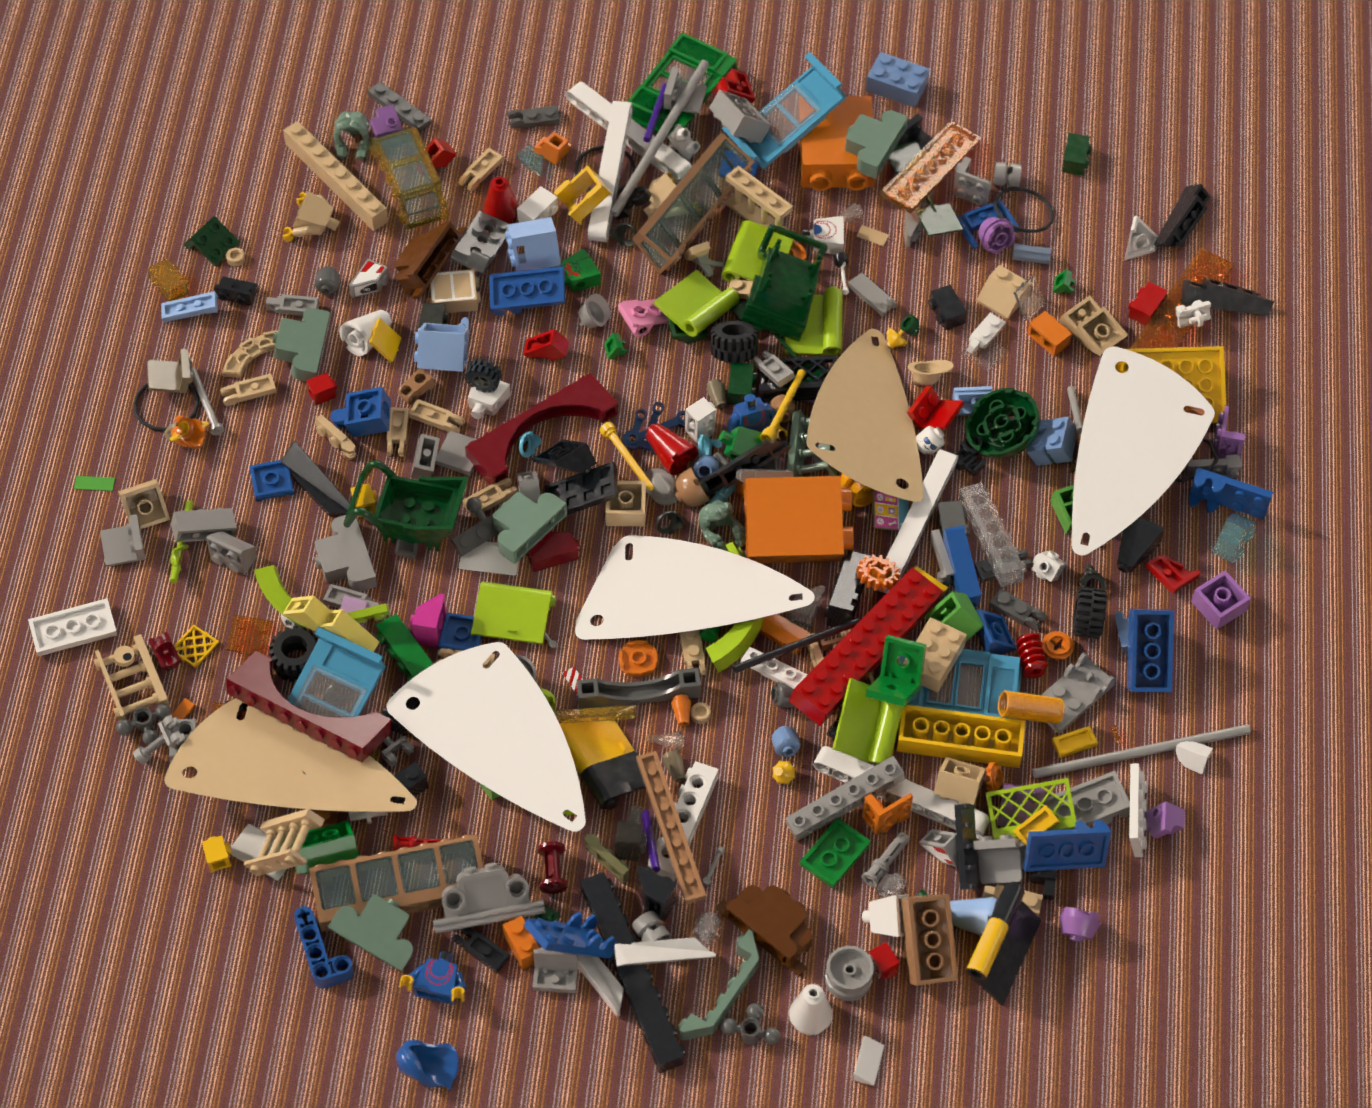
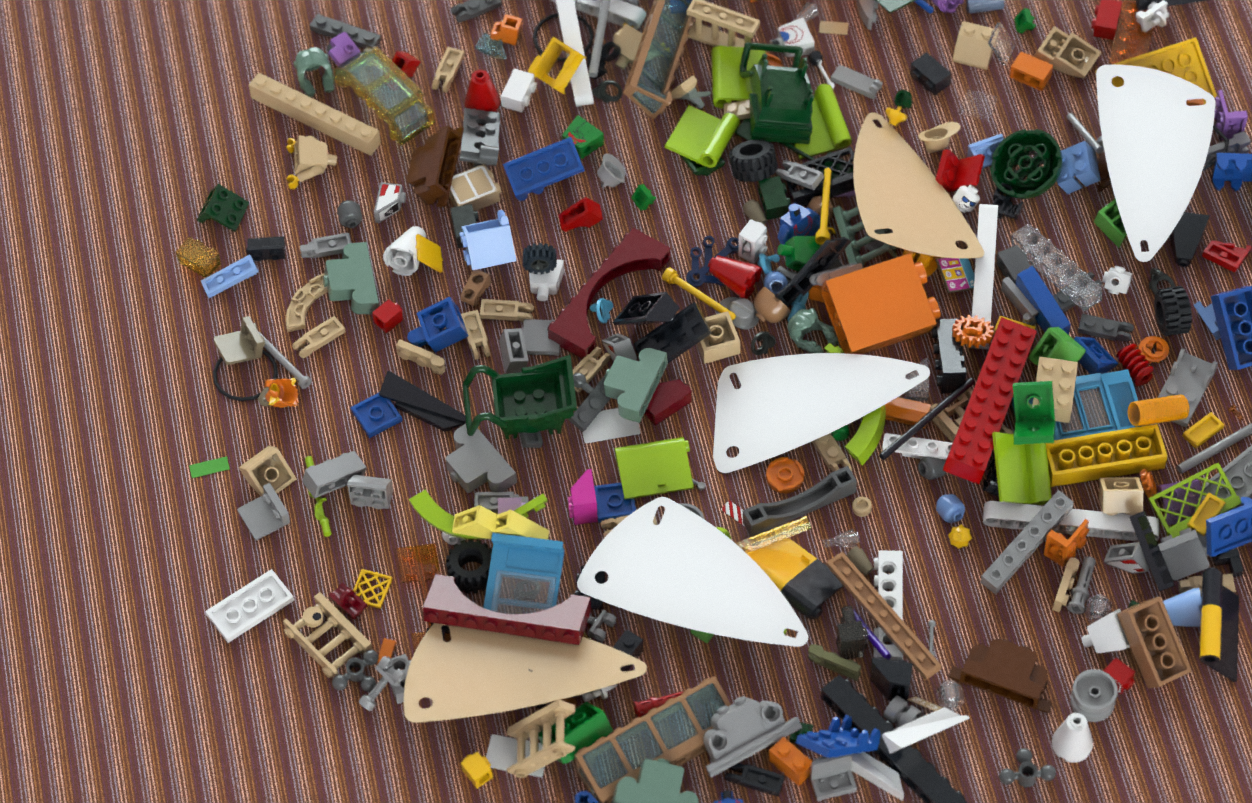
camera: 15 degrees left, 0 degrees up
(235, 257) = (251, 217): tan tile -> none
(366, 499) = (477, 404): yellow brick -> none
(402, 646) = (565, 527): green brick -> none
(539, 244) = (538, 118): light blue container -> none
(551, 852) = (783, 672): dark red hose -> none
(640, 315) = (656, 161): bright pink piece -> none
(678, 927) = (925, 703): none -> tan sticker
(681, 706) = (844, 507): orange cone -> none
(696, 1027) = (980, 785): sand green slope -> none
(835, 853) = (1035, 593): green plate -> none
(868, 1061) = (1140, 768): white slope -> none
(870, 851) = (1066, 583): none -> tan hinge
(985, 332) = (973, 87): white hinge -> none

